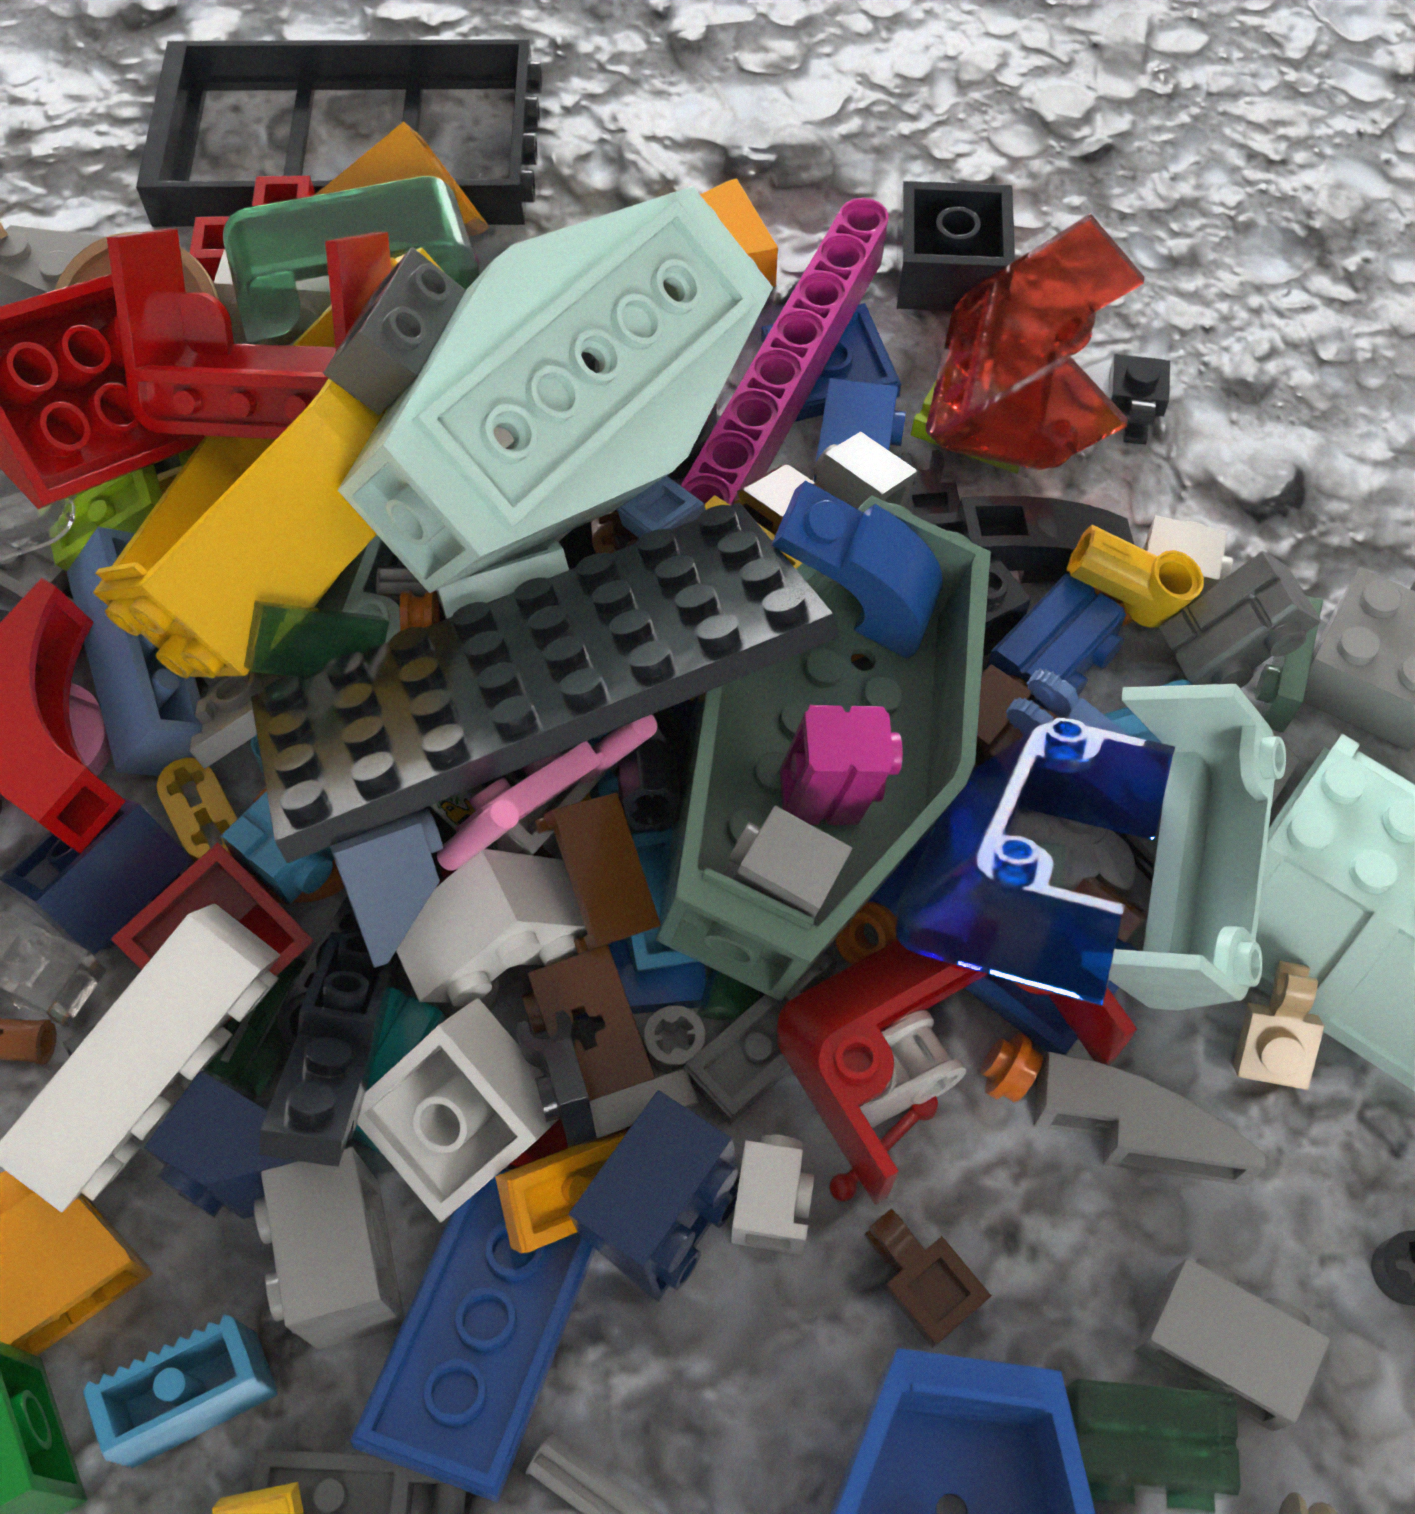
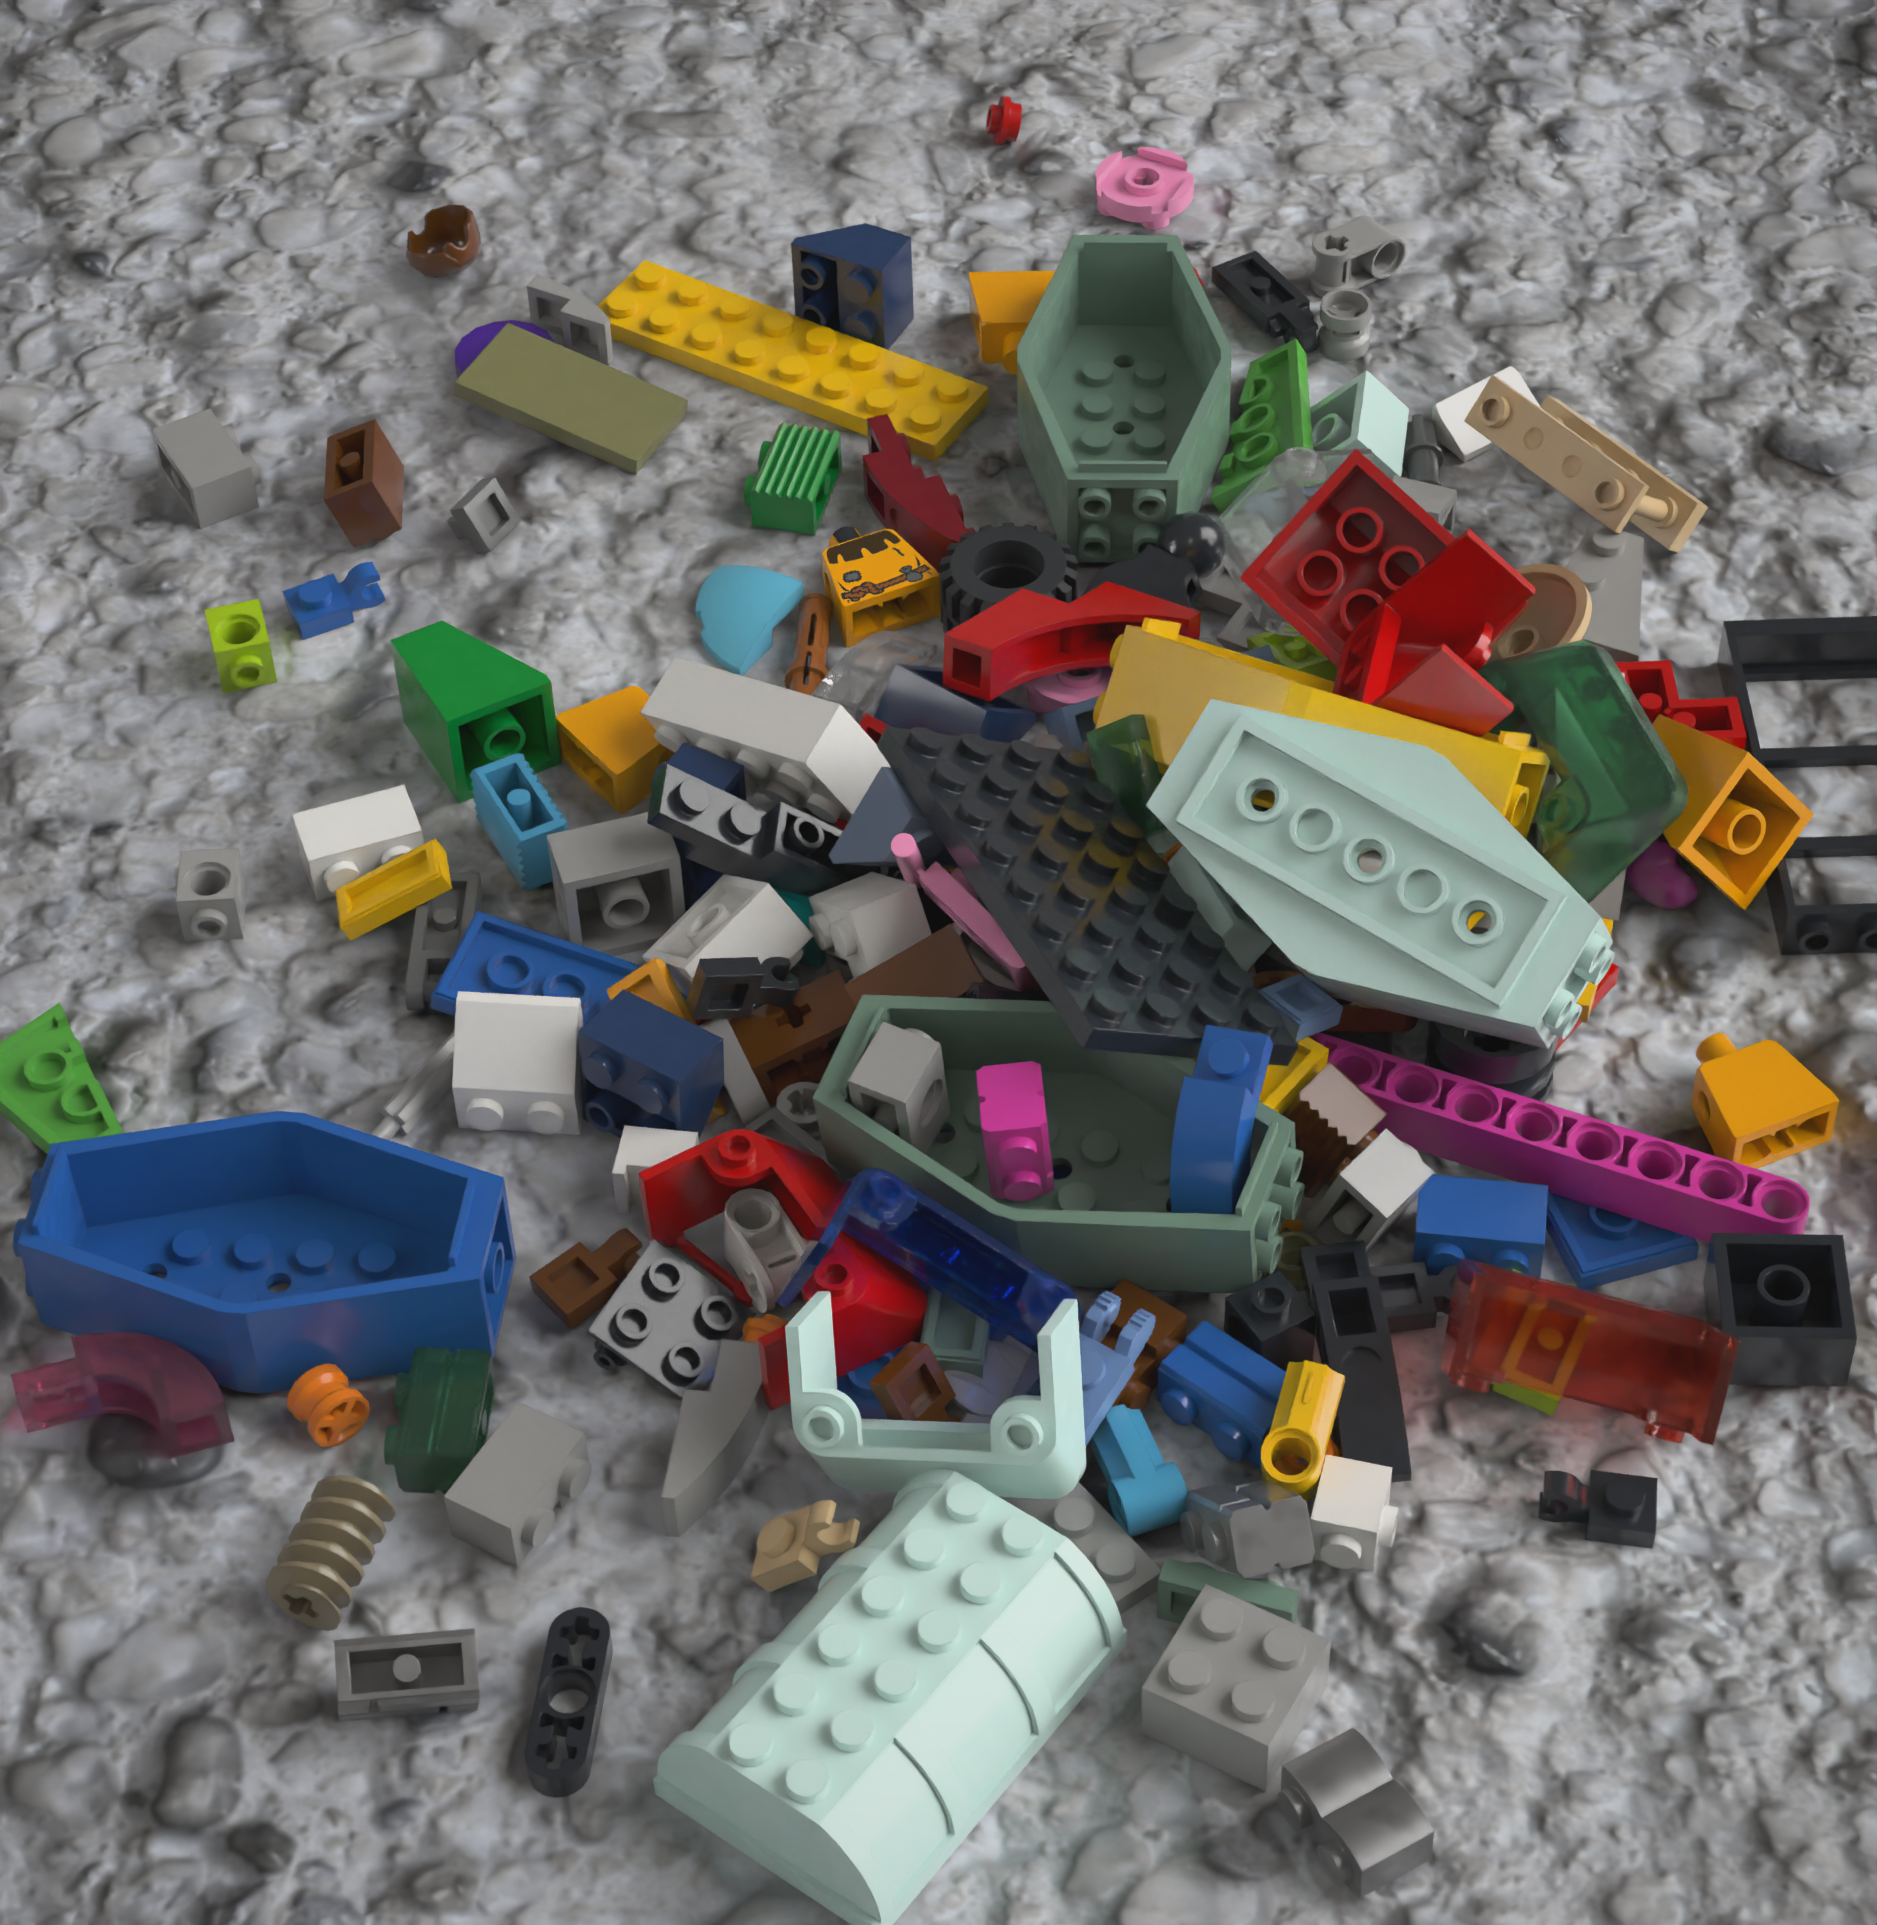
camera: 90 degrees right, 15 degrees down
(395, 332) = (1381, 710): dark grey brick -> none
(625, 1368) = (517, 1063): none -> white slope
(990, 1181) = (667, 1323): none -> hinge

